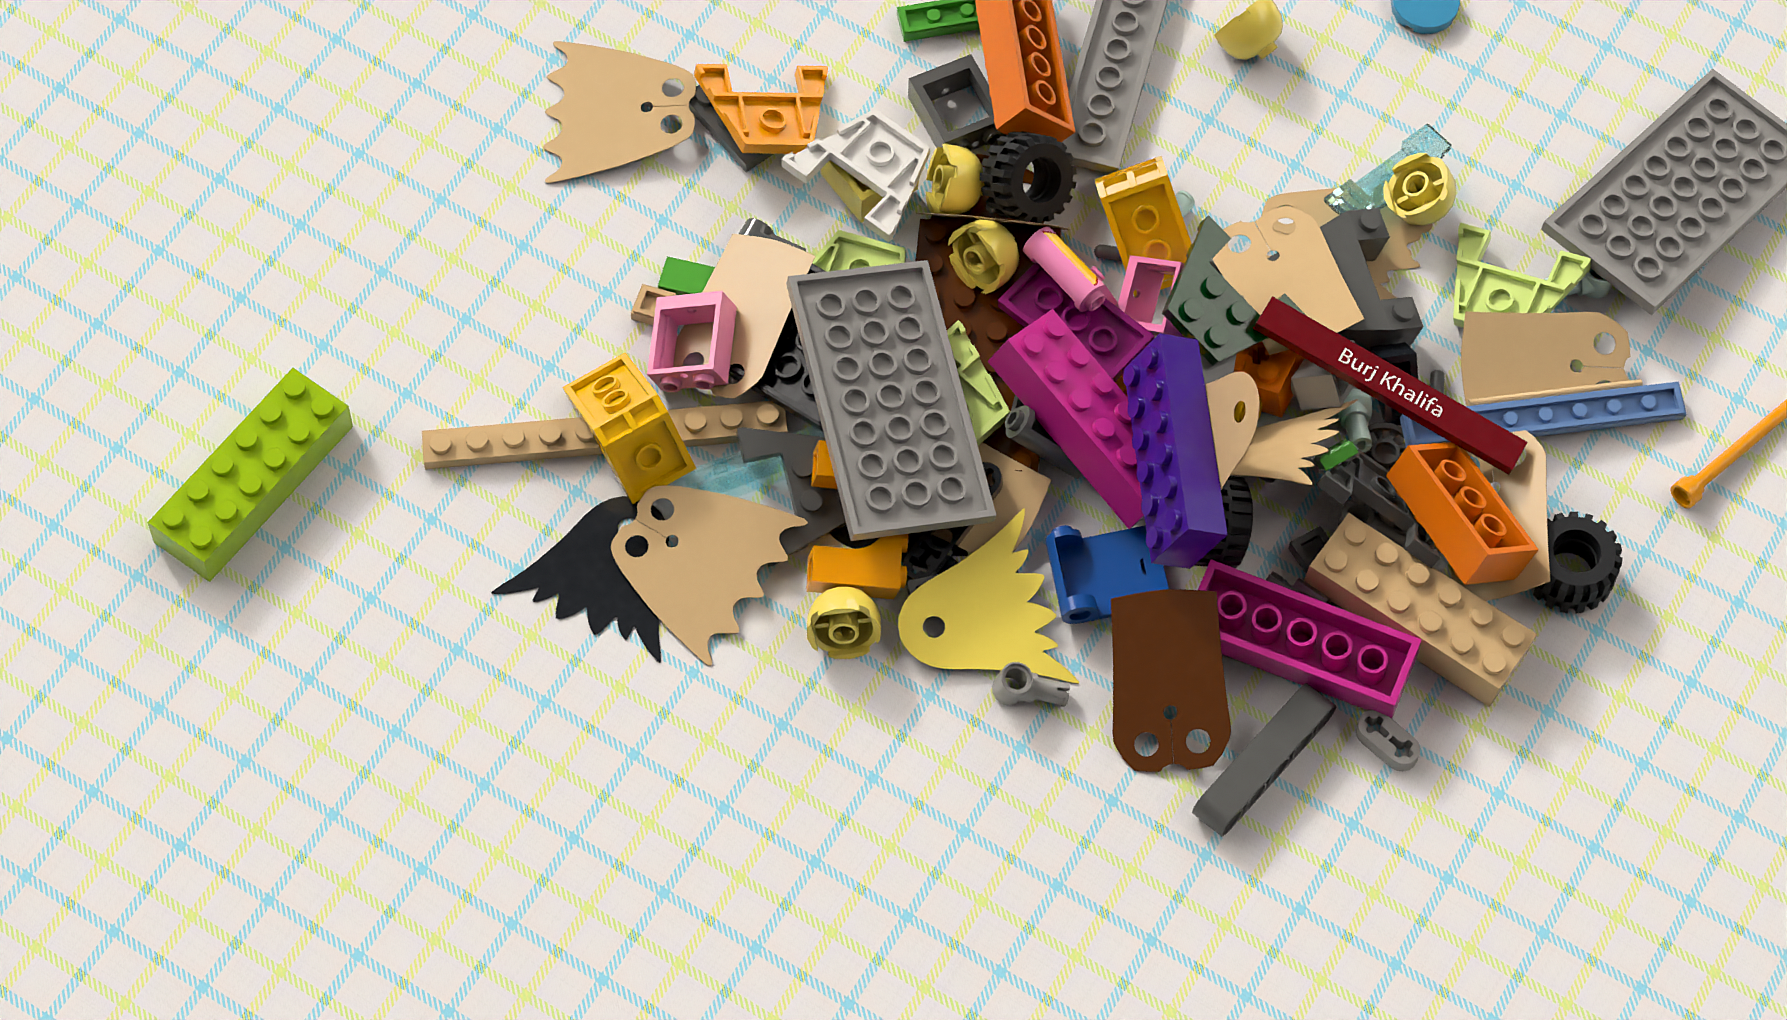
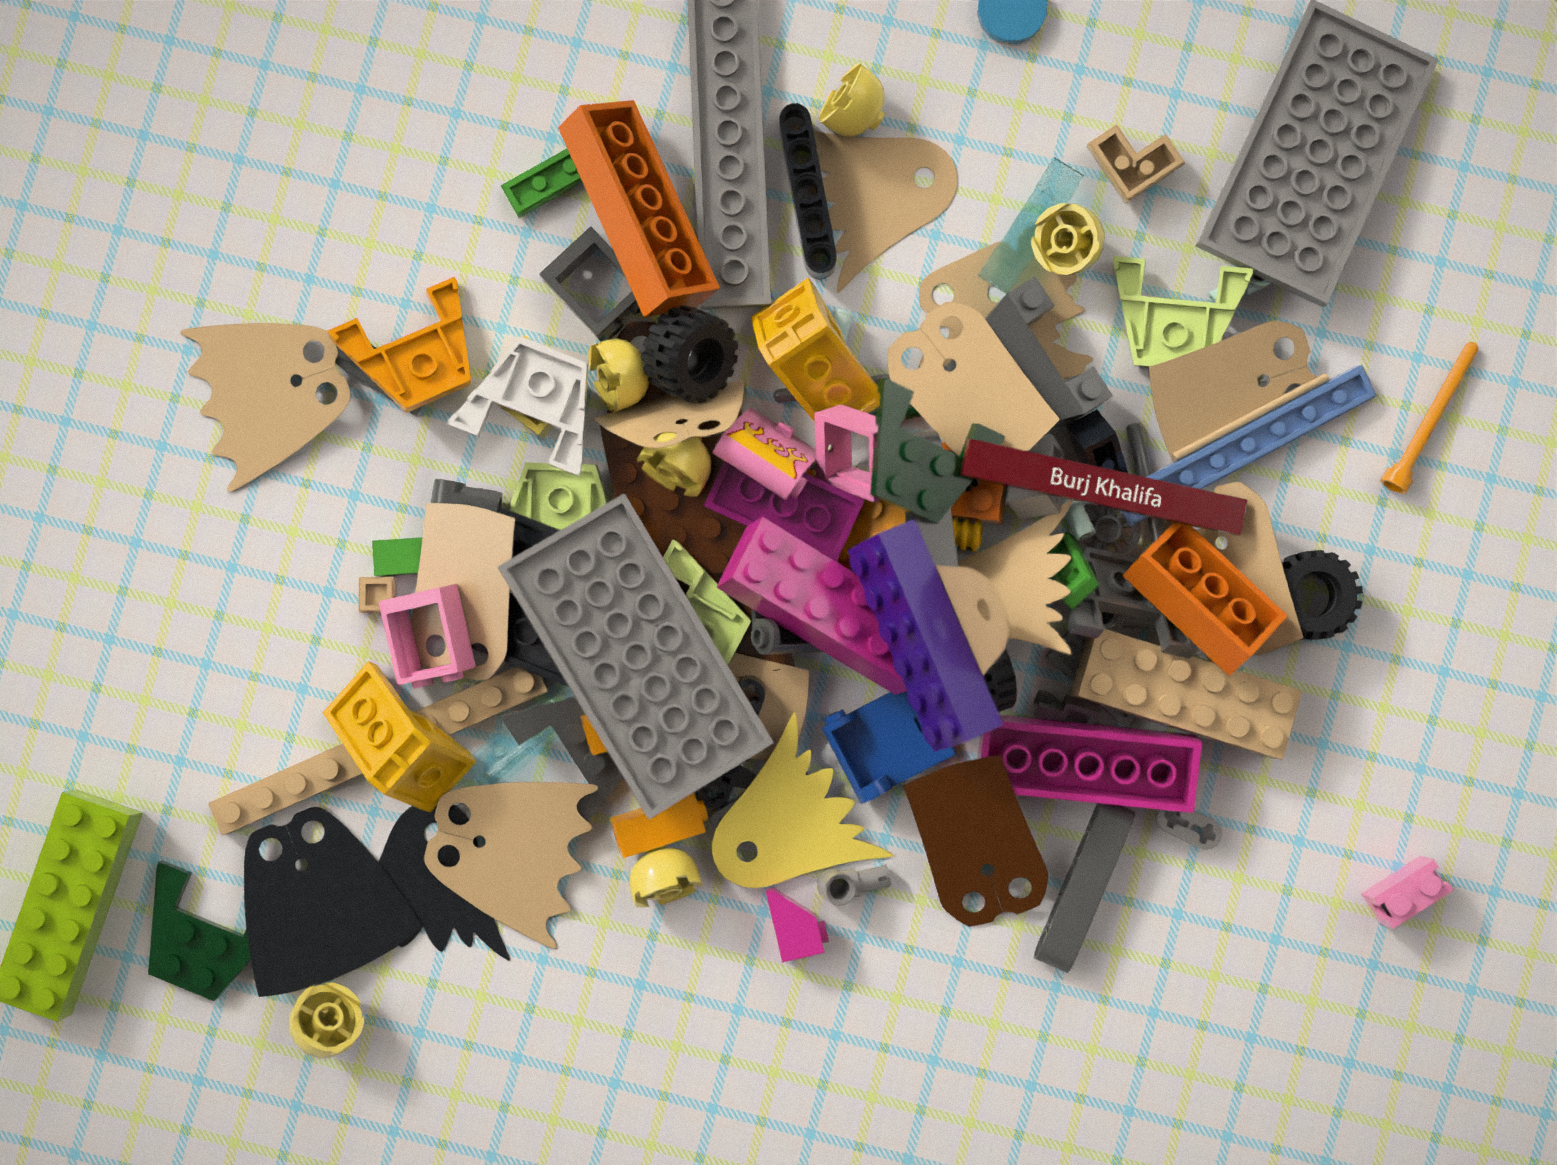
camera: 15 degrees left, 25 degrees up
(358, 560) = (188, 947): none -> dark green wing
(462, 645) = (326, 1020): none -> light yellow cylinder
(496, 564) = (322, 918): none -> black piece
(959, 709) = (795, 927): none -> dark pink slope
(1179, 102) = (807, 174): none -> black beam
(1249, 114) = (878, 192): none -> tan piece
(1501, 159) = (1132, 171): none -> tan brick
(1595, 861) = (1406, 892): none -> bright pink brick

